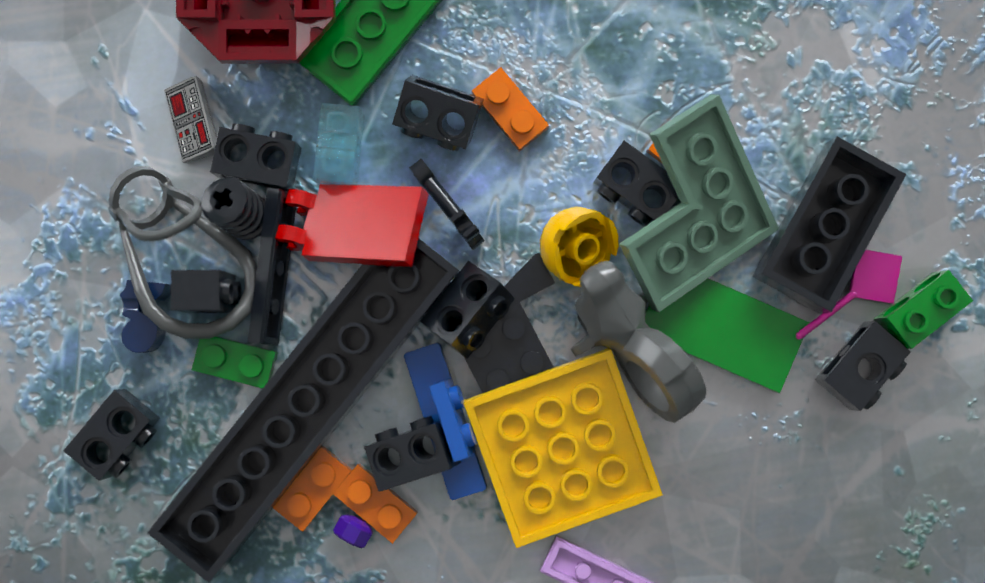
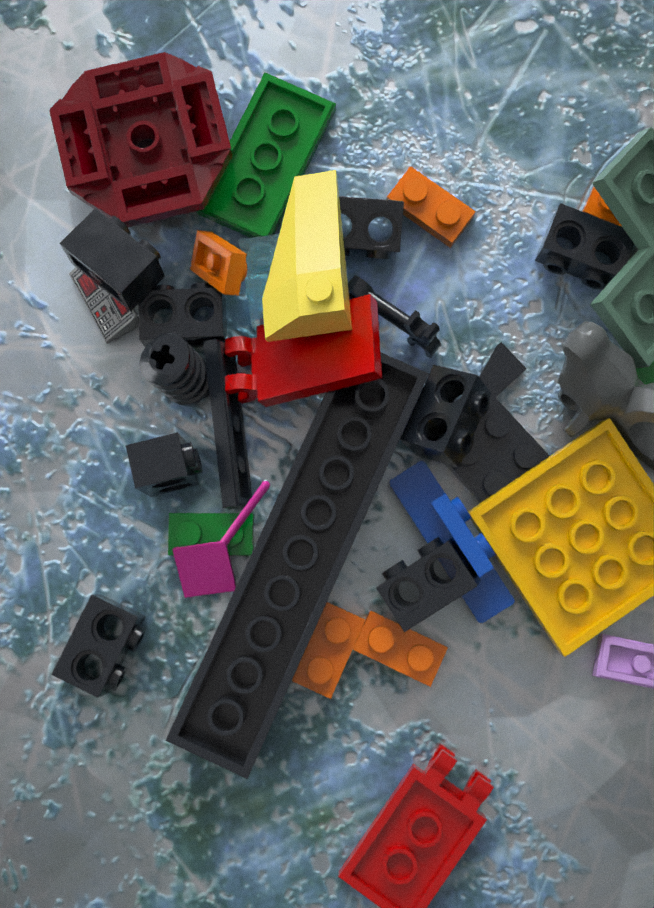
camera: 15 degrees left, 5 degrees down
(140, 333) = (106, 527): dark blue leg -> none
(192, 216) = (92, 411): dark grey animal -> none
(203, 94) = (113, 258): none -> black brick
(224, 389) = (207, 566): none -> dark pink piece
(298, 118) = (218, 262): none -> orange plate
(353, 530) = (385, 682): dark purple tile -> none
(373, 151) = (308, 270): none -> light yellow wedge
(577, 241) = (541, 317): yellow cylinder -> none

